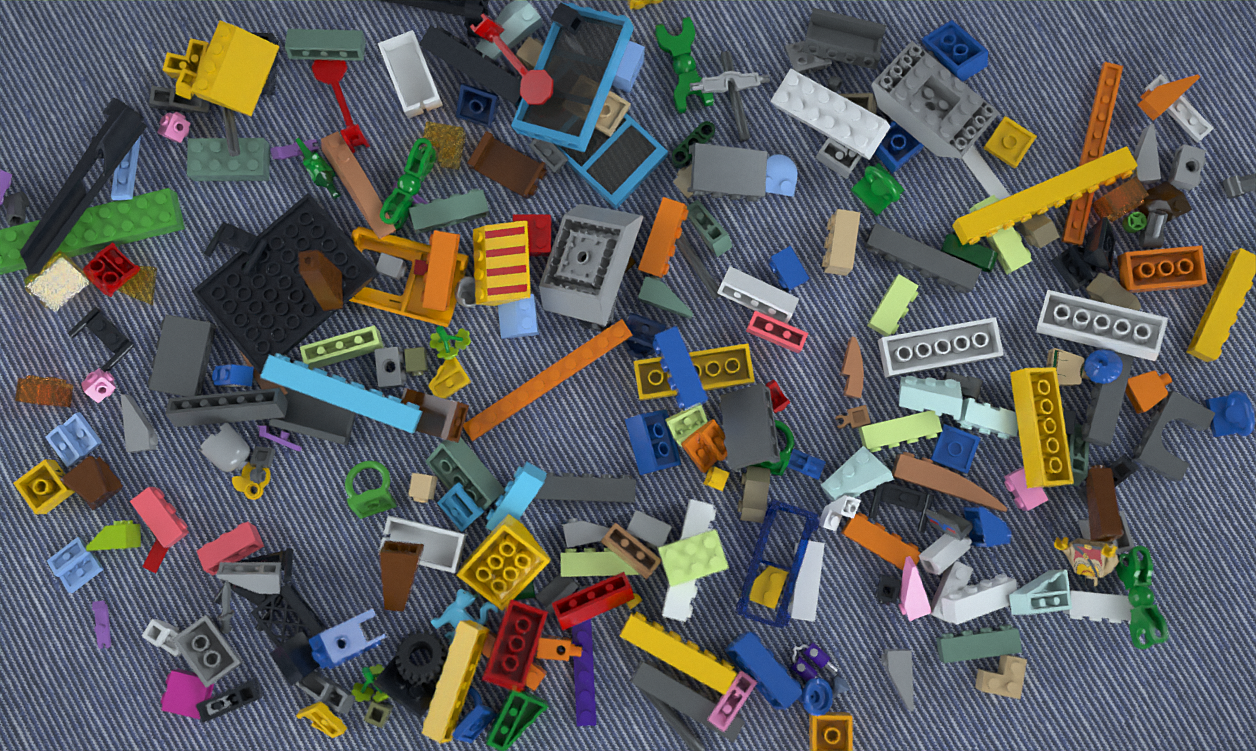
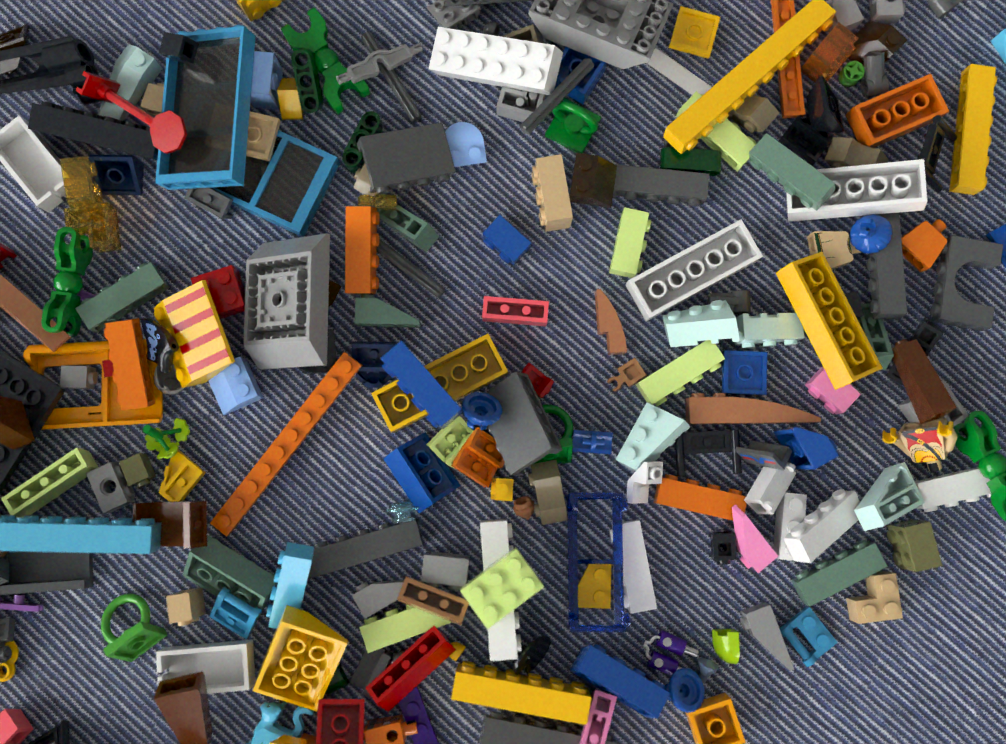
camera: 20 degrees left, 0 degrees up
(447, 104) = (79, 181): none -> clear yellow brick
(471, 262) = (160, 344): none -> black arm
(507, 166) = (170, 228): reddish brown panel -> none
(627, 468) = (402, 511): none -> clear light blue piece
(644, 87) = (289, 100): none -> yellow slope
(658, 85) = (311, 70): none -> dark green beam
(691, 201) = (378, 201): none -> clear yellow bar
(697, 624) = (532, 654): none -> black piece
(722, 405) = (481, 409): none -> blue hair
(729, 500) = (524, 507): none -> nougat plate
(758, 295) = (482, 278): white brick -> none
(863, 673) = (726, 644): none -> lime brick
(873, 162) = (556, 96): none -> dark grey axle
(879, 243) = (592, 180): none -> dark brown slope
(940, 687) = (813, 632): none -> dark azure plate
(1050, 642) = (914, 545): none -> olive brick
(1052, 291) = (791, 172): none -> sand green brick
(1181, 310) = (932, 147): none -> black plate

